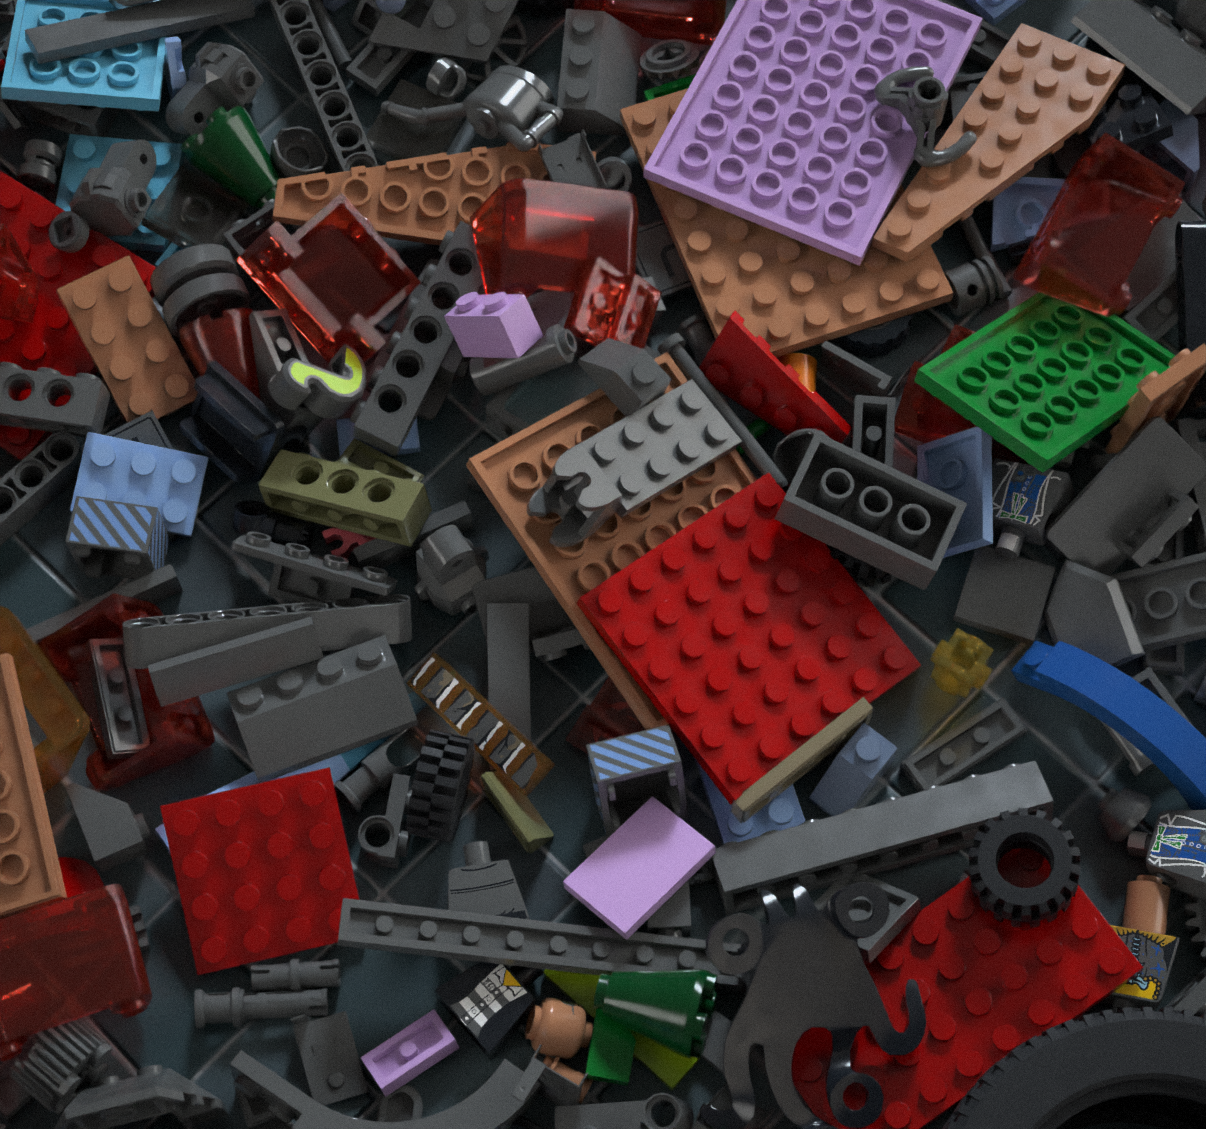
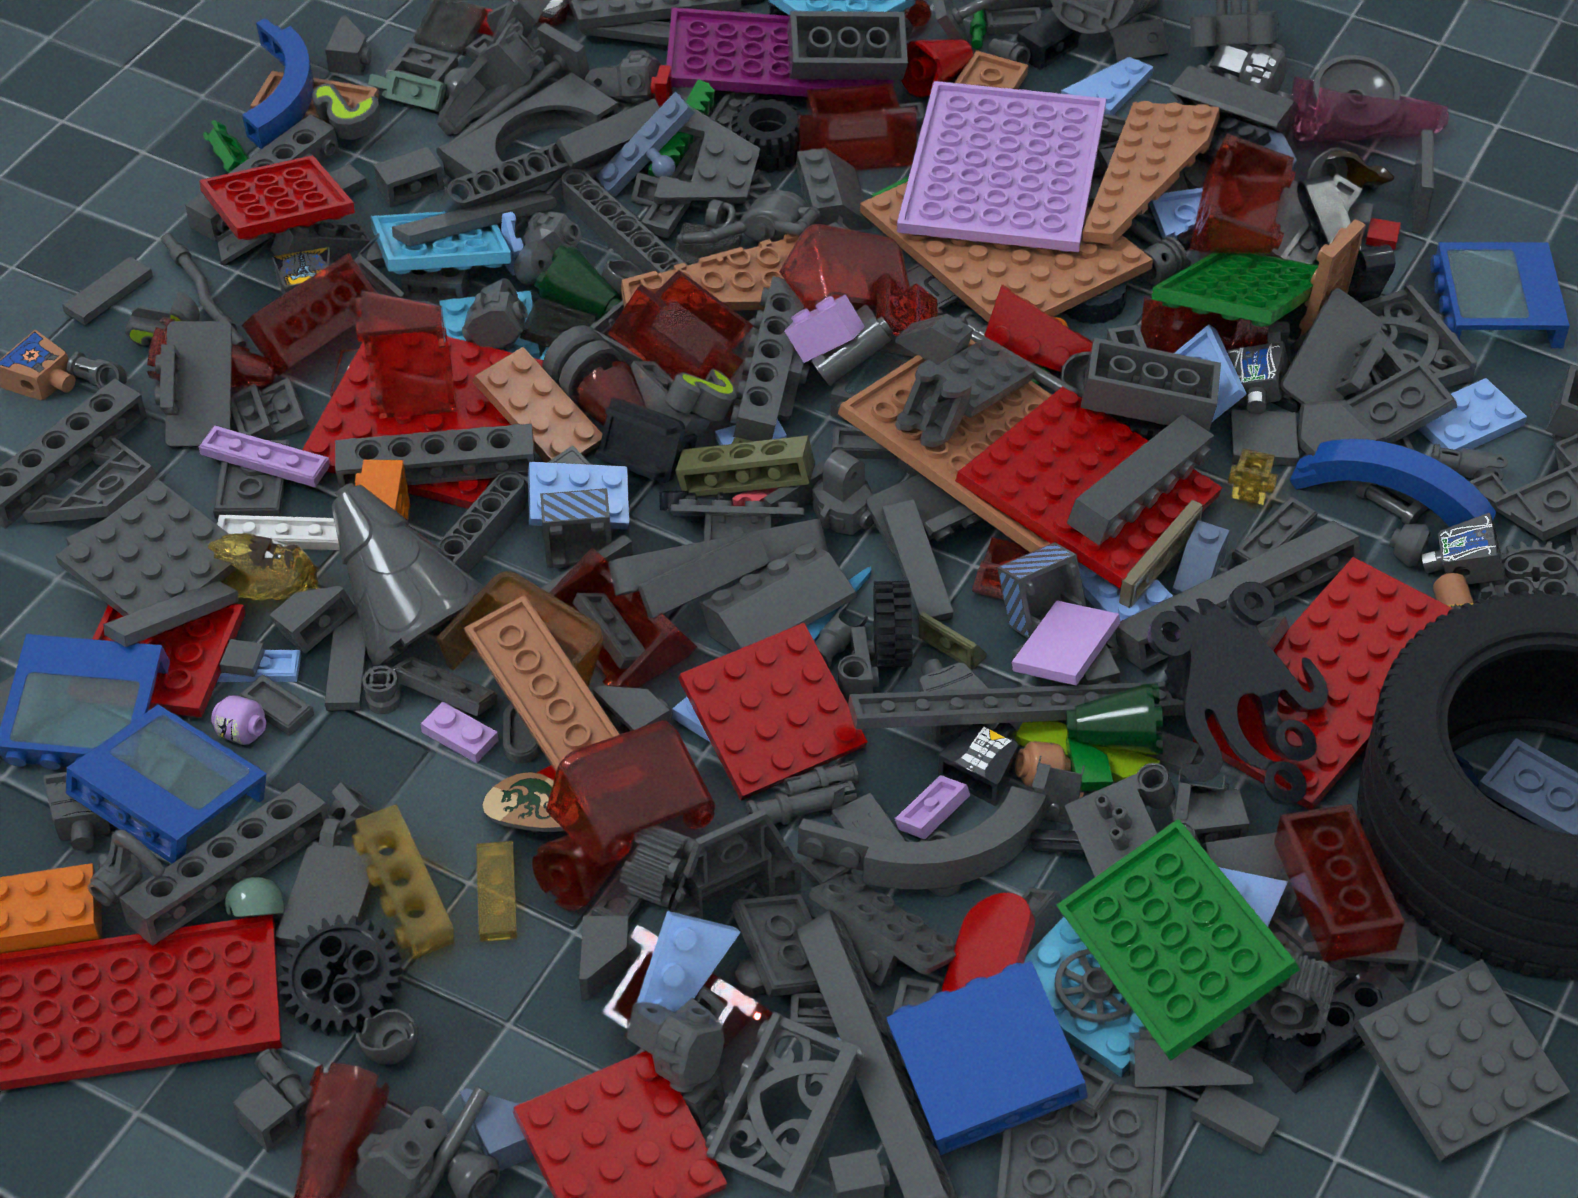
camera: 15 degrees left, 20 degrees down
(69, 232) = (469, 344): dark grey tile -> none
(476, 718) = (927, 593): tile -> none
(683, 57) = (883, 173): dark grey gear -> none
(806, 656) = (1140, 480): none -> dark grey brick
(855, 372) = (1095, 322): dark grey piece -> none
(924, 111) = (1089, 147): dark grey piece -> none
(1034, 834) = (1360, 547): black tyre -> none

